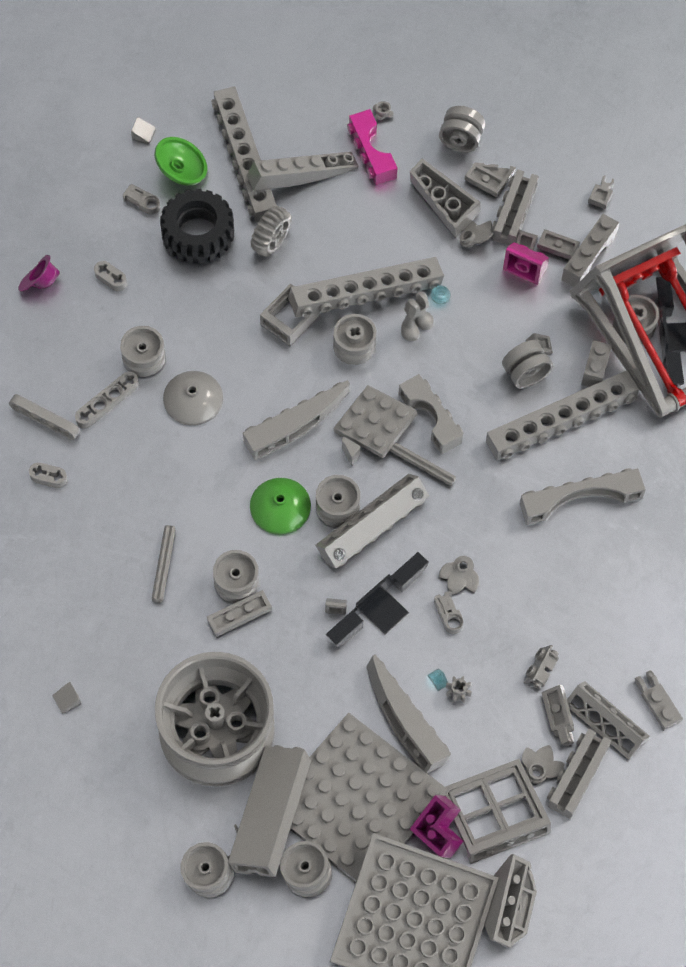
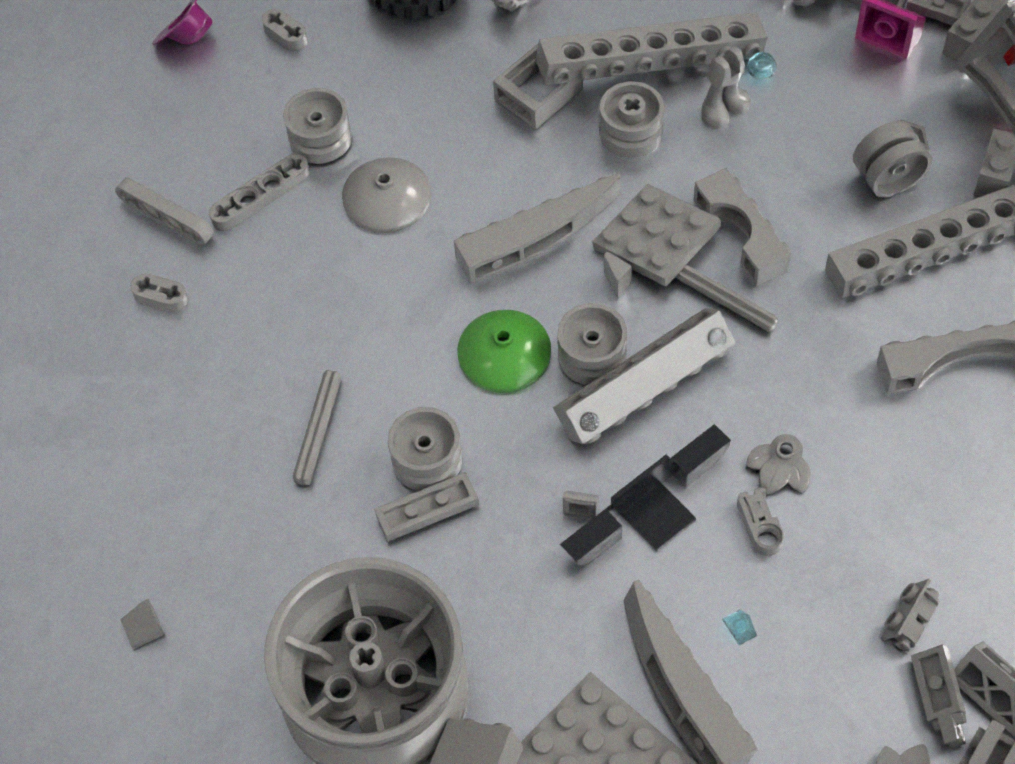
camera: 10 degrees right, 5 degrees down
(456, 694) = (777, 636): light grey gear -> none

